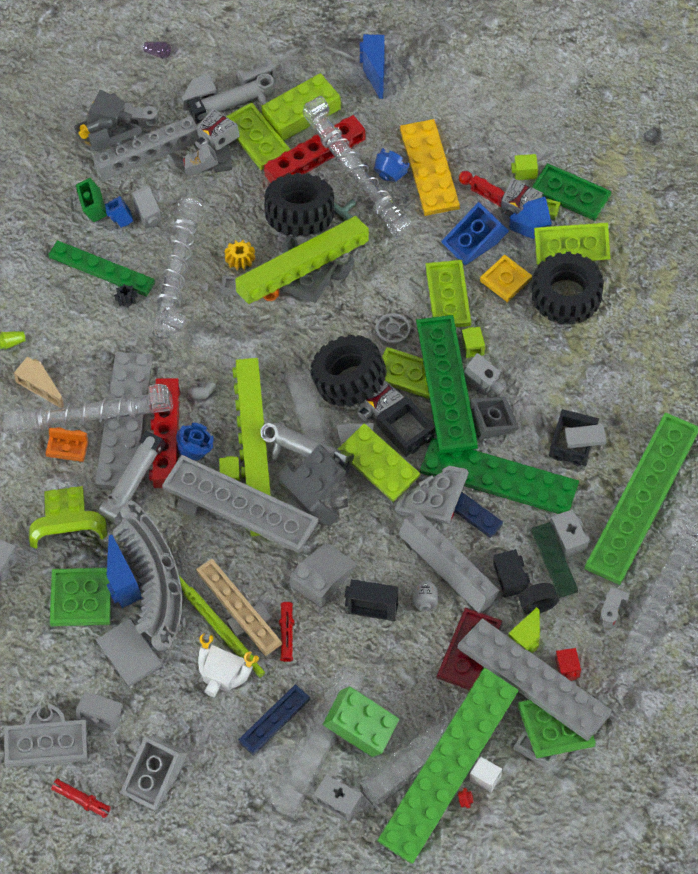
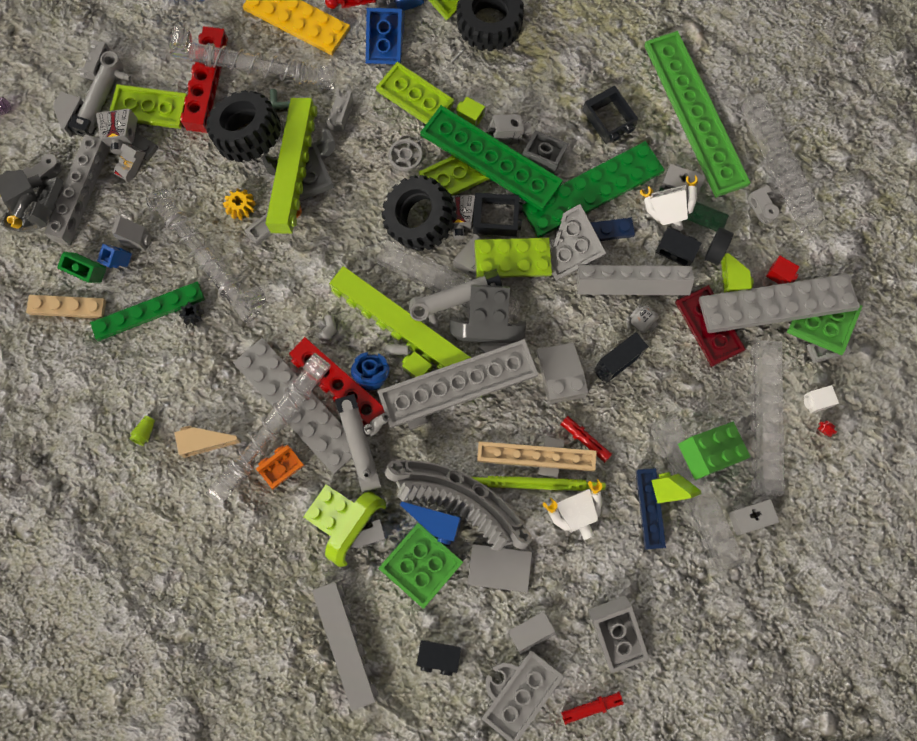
camera: 50 degrees left, 15 degrees up
(24, 662) = (439, 657): none -> black brick
(55, 216) = (66, 306): none -> tan plate
(70, 545) = (370, 536): none -> light grey leg
(156, 475) = (376, 424): none -> light grey arm
(227, 445) = (393, 349): none -> light grey arm
(286, 110) = (152, 61): lime brick -> none
(302, 716) = (673, 488): none -> lime slope
(382, 258) = (340, 111): none -> light grey hinge
(390, 166) = (272, 39): blue cone -> none
(447, 766) = (798, 420): bright green plate -> none
(506, 278) = (439, 47): yellow plate -> none
(540, 538) = (673, 204): none -> white torso
(585, 436) = (622, 105): light grey tile -> none

